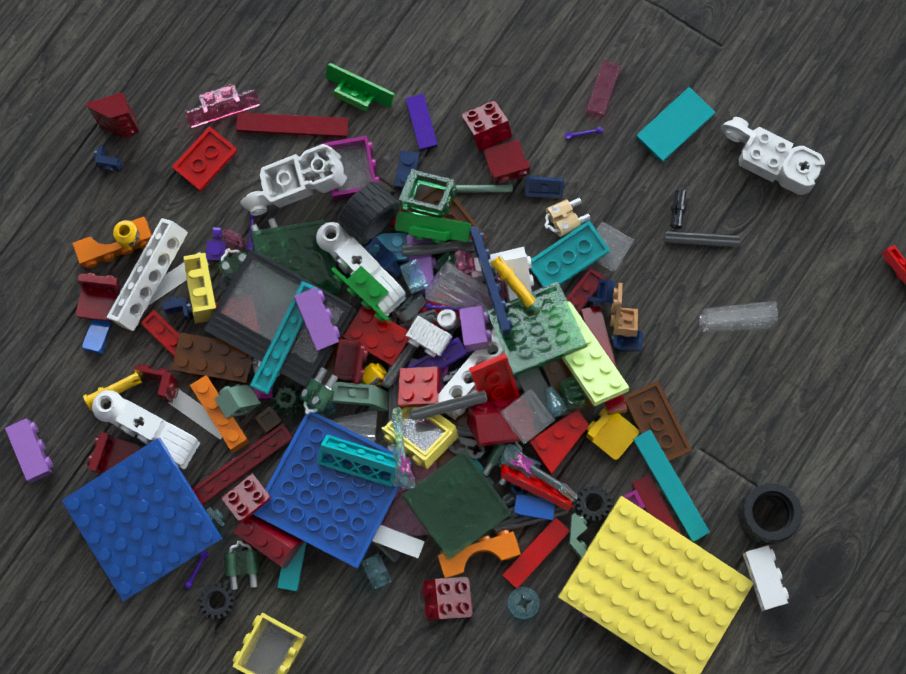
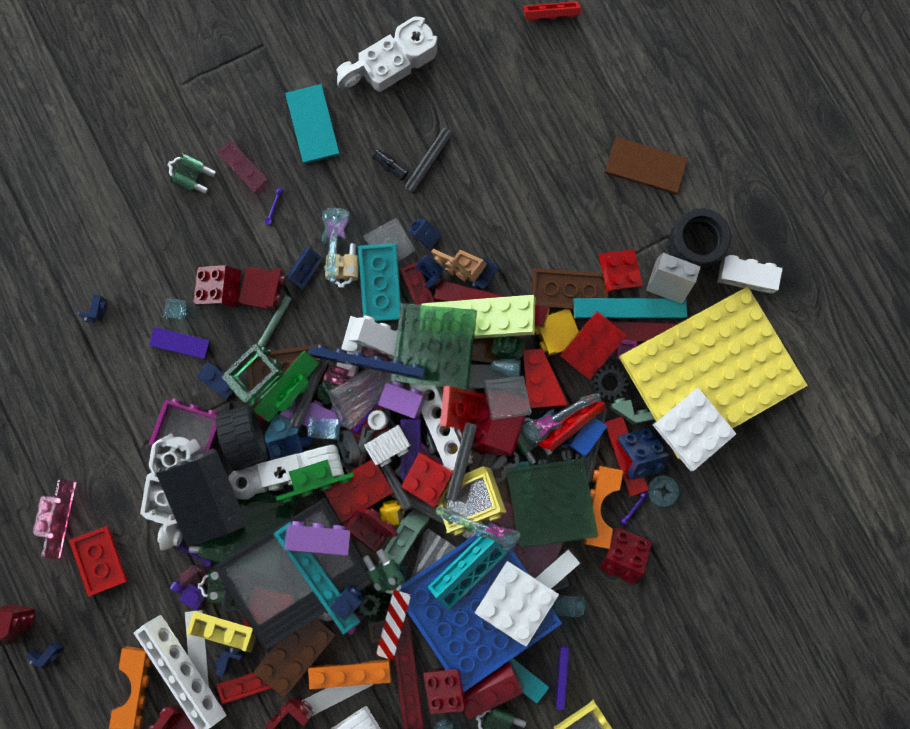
camera: 65 degrees left, 5 degrees up
(126, 234) = (130, 675): yellow head -> none
(237, 400) = (347, 652): sand green brick -> none
(278, 373) = (347, 602): none -> dark blue bracket
(279, 425) = (393, 624): none -> sticker
(292, 125) = (112, 462): dark red tile -> none
(300, 207) = (201, 498): none -> black slope
(311, 597) = (562, 677): none -> dark purple tile
(353, 518) = (516, 603): none -> white plate
(357, 90) = (114, 385): green bracket -> none
(411, 40) = (97, 308): none -> dark blue bracket
(448, 102) = (175, 309): none -> clear light blue plate
(509, 587) = (624, 521): none -> dark purple hinge
(513, 282) = (372, 344): yellow pin -> none
(546, 565) = (645, 451): none -> dark blue bracket
(571, 47) = (188, 171): none -> clear green piece
(591, 595) = (694, 429): none -> white plate
(599, 191) = (335, 223): none -> clear light blue piece
(618, 469) = (593, 345): none -> red plate
(634, 271) = (424, 233): none -> dark blue bracket
(700, 459) = (620, 270): none -> red plate
(718, 506) = (672, 278): none -> light grey slope
(739, 317) = (516, 167): clear slope -> none
(812, 432) = (646, 165): none -> reddish brown tile

